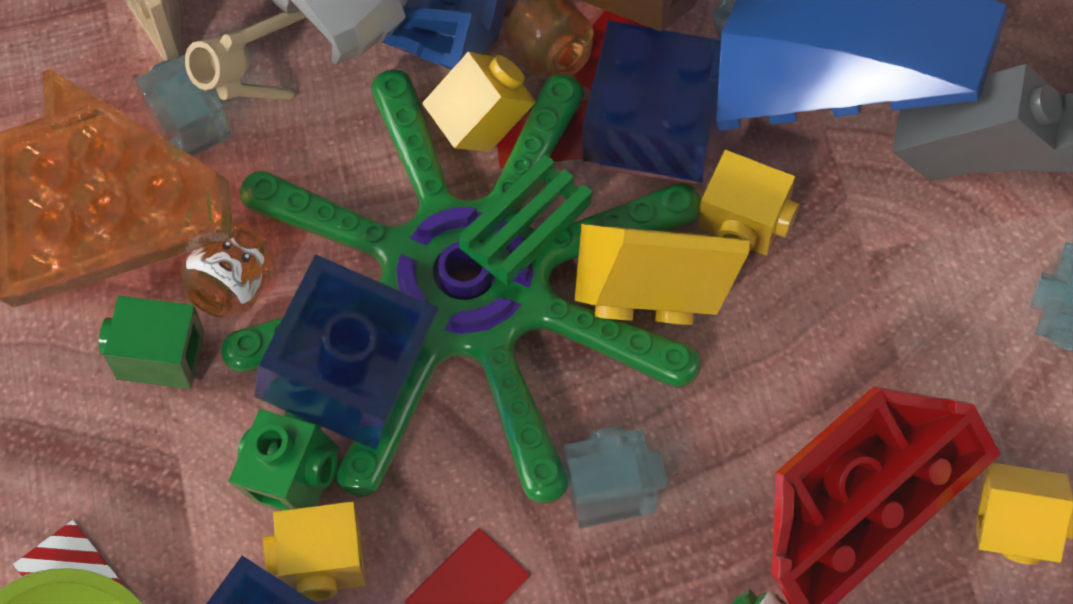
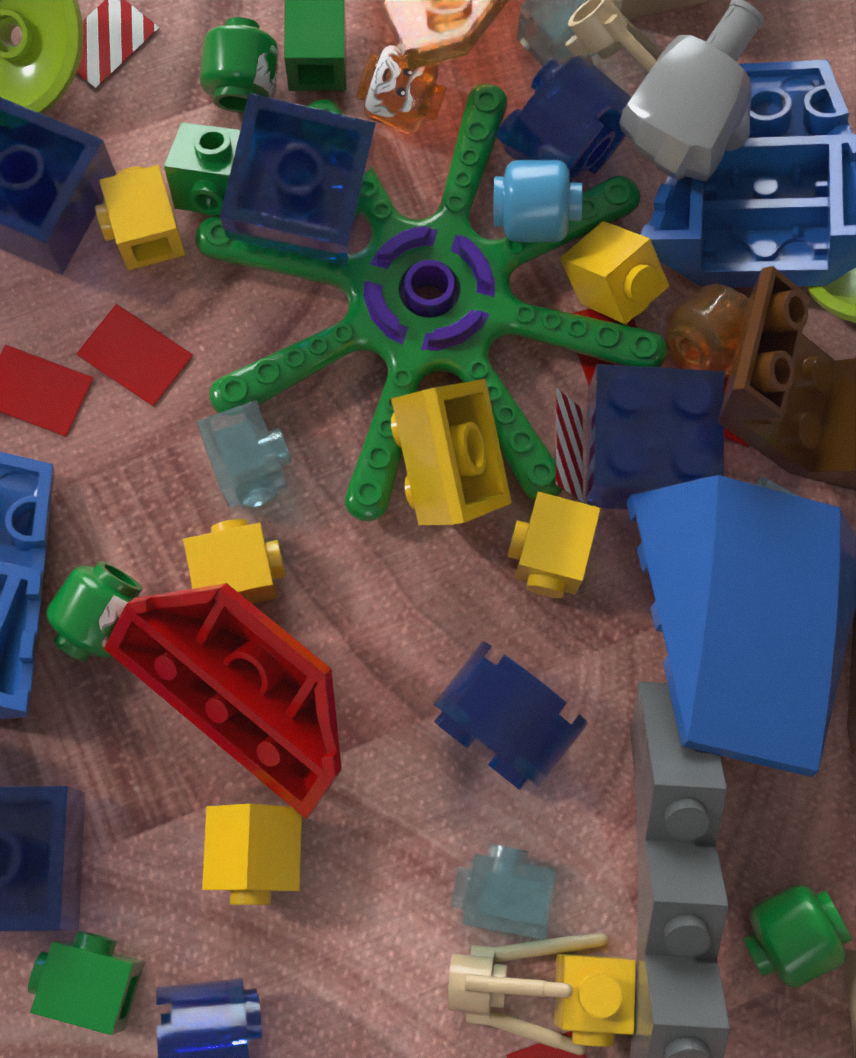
camera: 75 degrees right, 10 degrees up
(158, 426) = (238, 62): none -> green head
(316, 112) = (568, 117): none -> clear blue brick
(404, 146) = (536, 201): none -> dark azure head
(558, 184) = (494, 307): green tile -> none
(730, 501) = (236, 556): none -> yellow brick
(919, 262) = (509, 716): none -> clear blue brick

